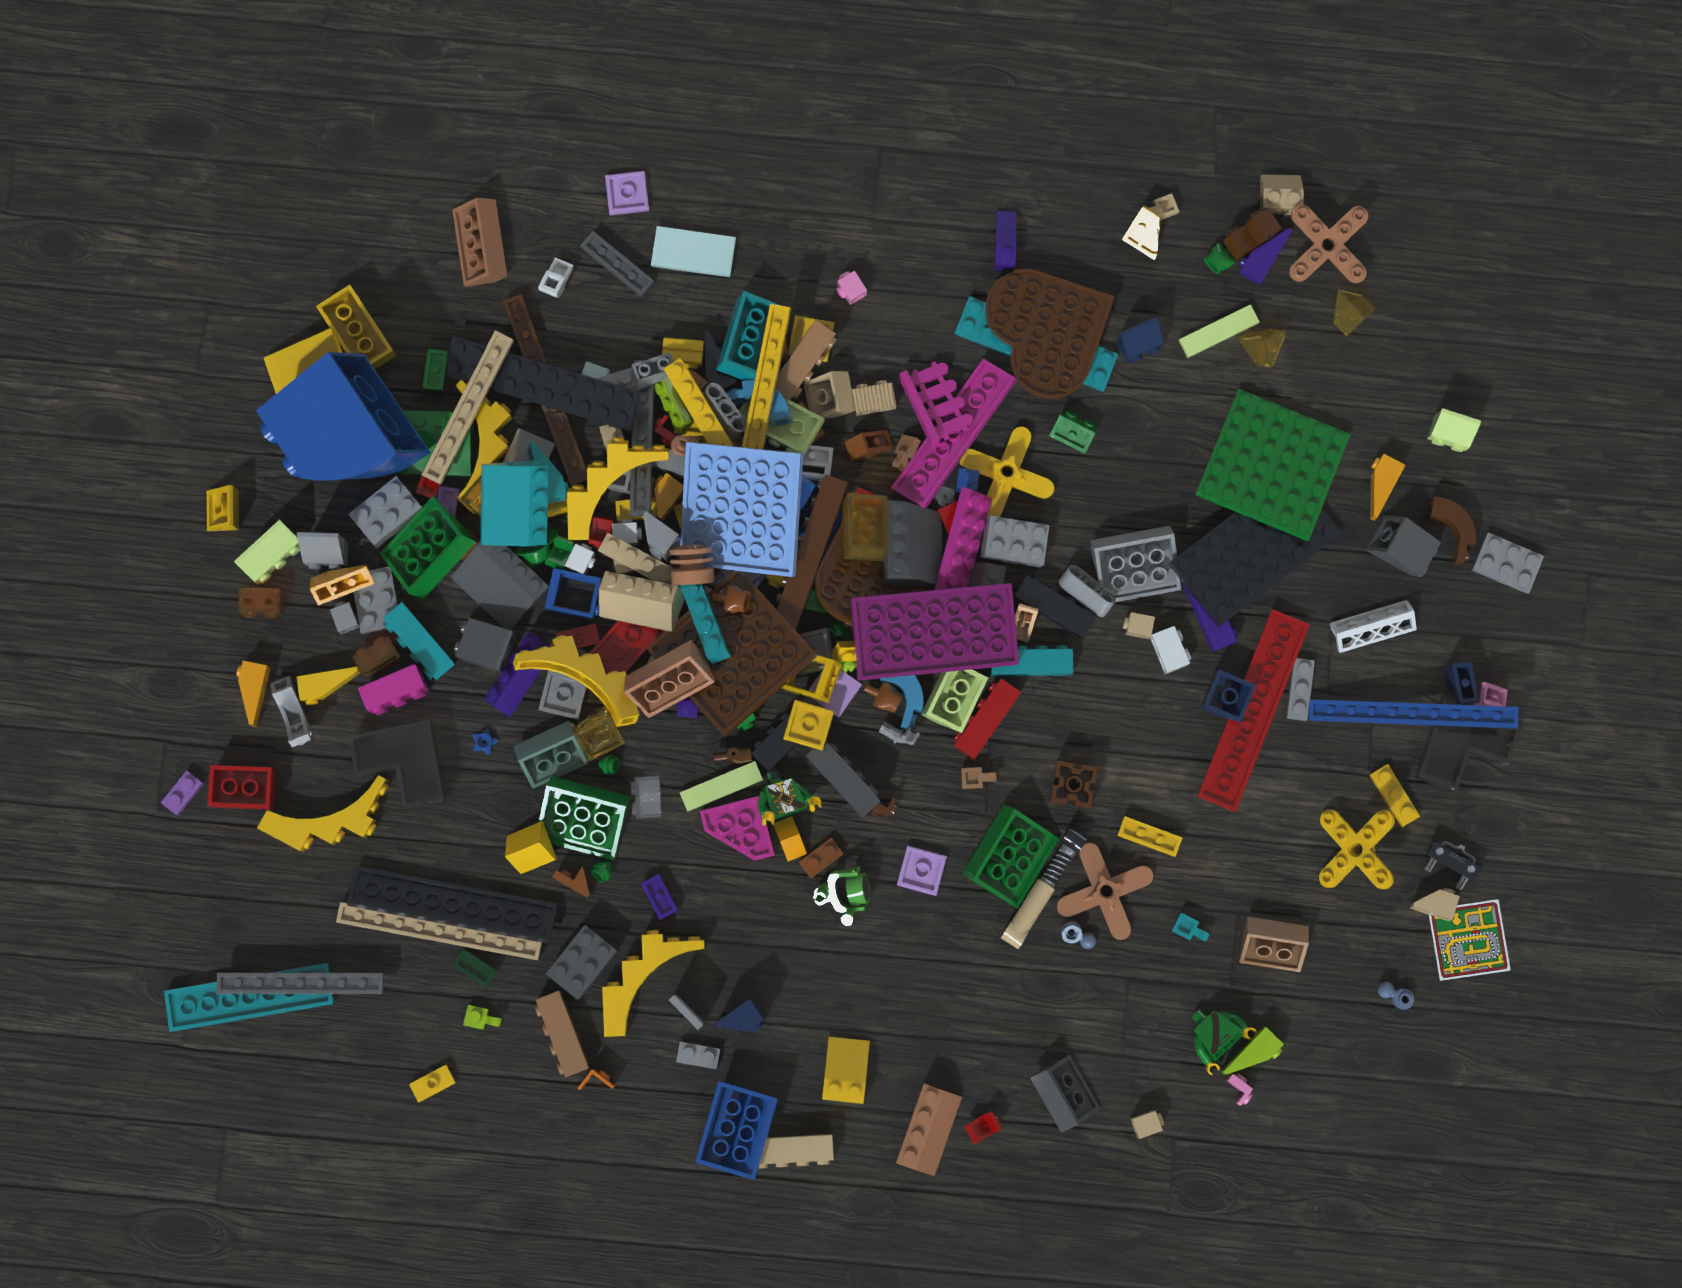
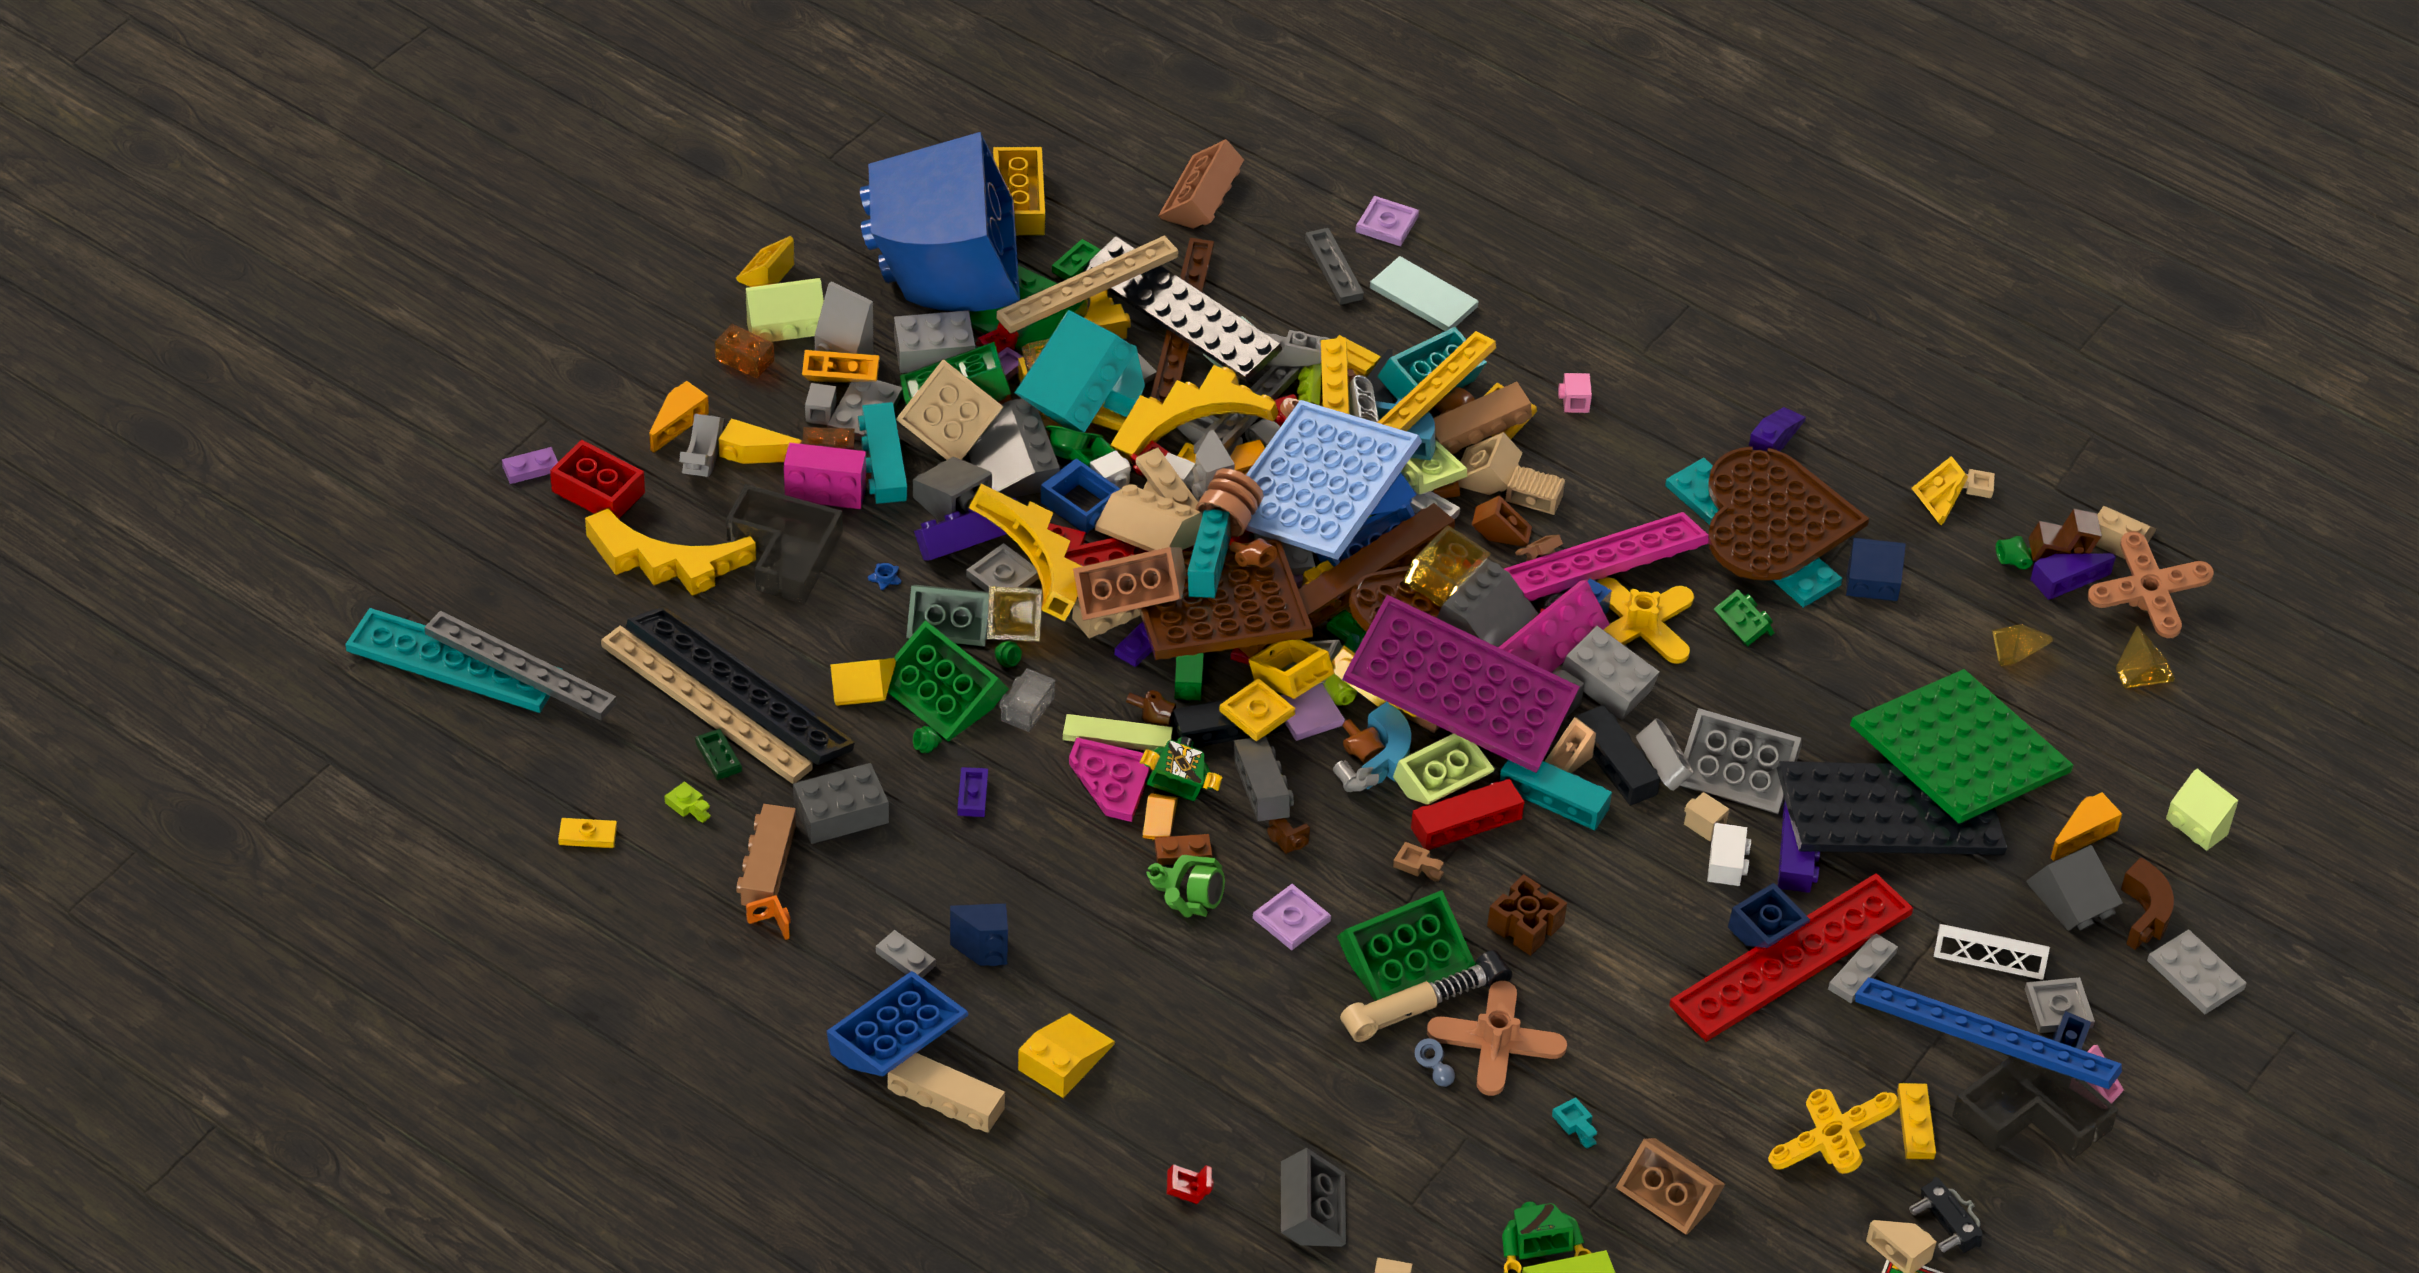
camera: 30 degrees right, 35 degrees down
(445, 586) = (949, 412): none -> tan plate
(556, 278) = (1259, 245): white brick -> none
(579, 884) = (889, 734): dark orange slope -> none
(655, 952) = (895, 842): yellow arch -> none
(687, 1011) = (924, 897): light grey tile -> none
(928, 1129) = (1121, 1152): nougat slope -> none
(939, 411) = (1603, 519): dark pink fence -> none
(1149, 836) = (1586, 1012): yellow plate -> none
(1219, 331) = (1972, 613): yellowish green tile -> none
(1438, 647) = (2053, 998): none -> light grey plate

